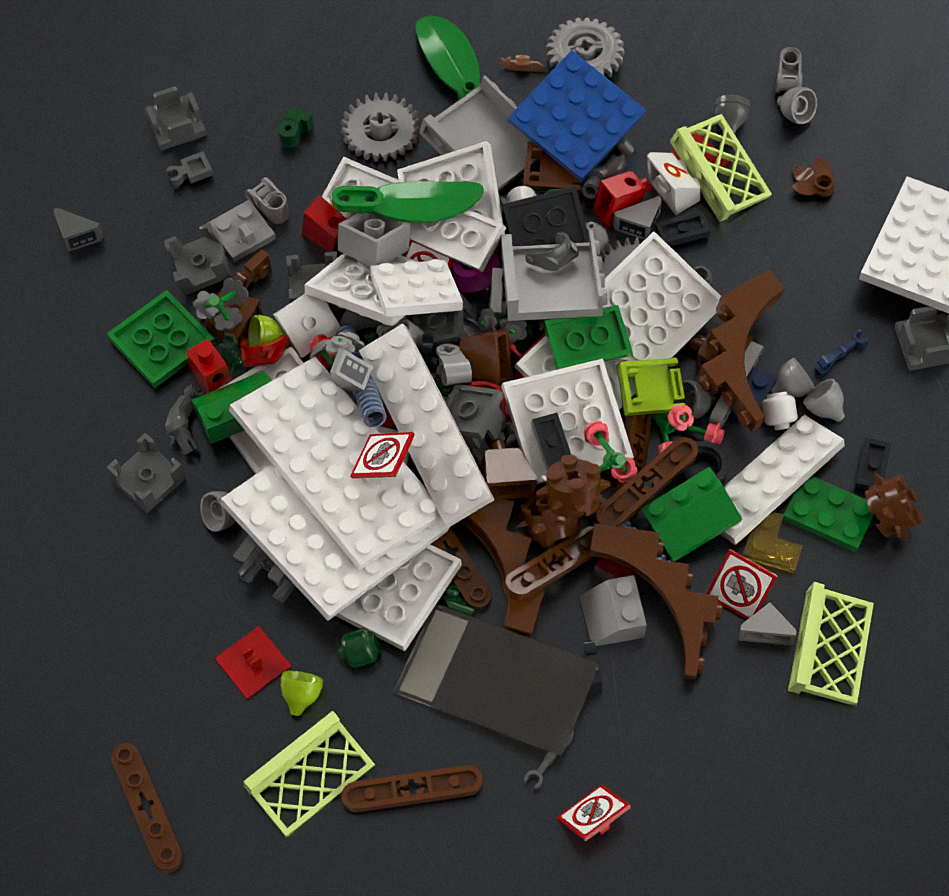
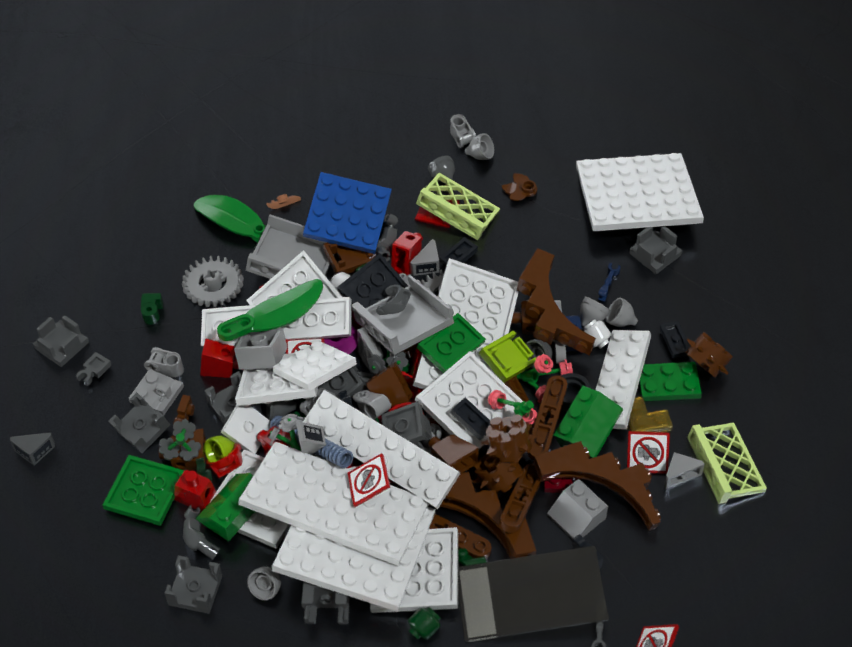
camera: 30 degrees left, 10 degrees down
(607, 43) = (322, 163): light grey gear -> none
(673, 181) = (434, 227): white slope -> none

